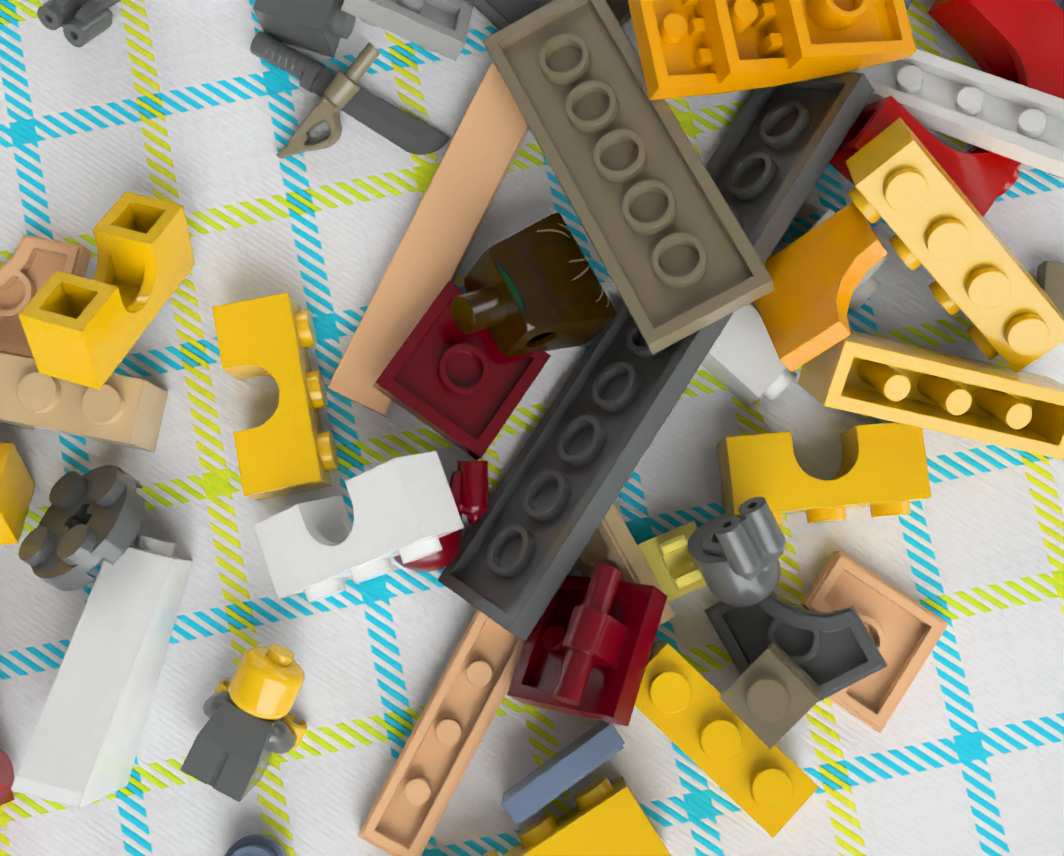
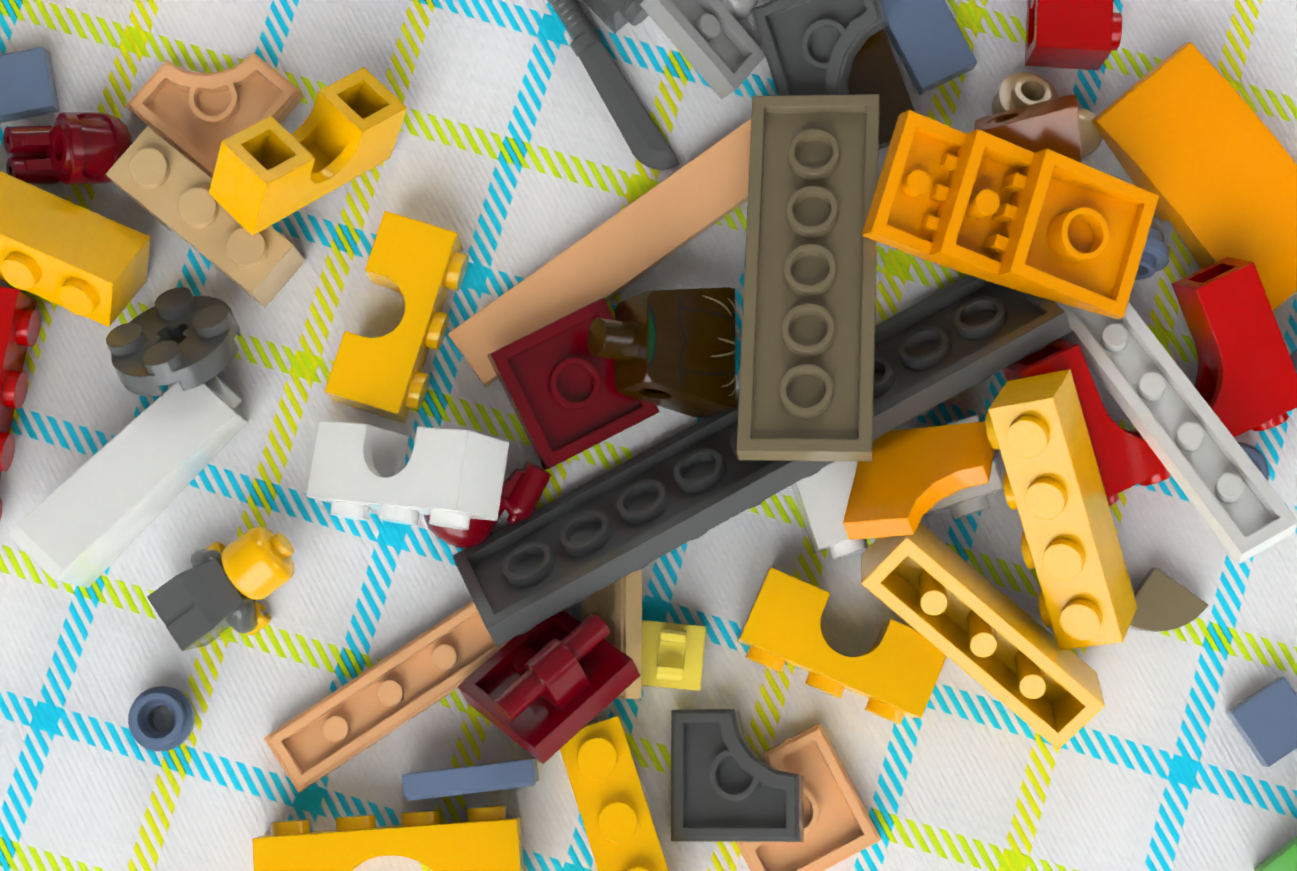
camera: 25 degrees right, 0 degrees up
(335, 97) = (594, 75): dark tan hand -> none
(740, 554) = (722, 675): dark grey piece -> none
(772, 695) = (683, 807): dark tan brick -> none

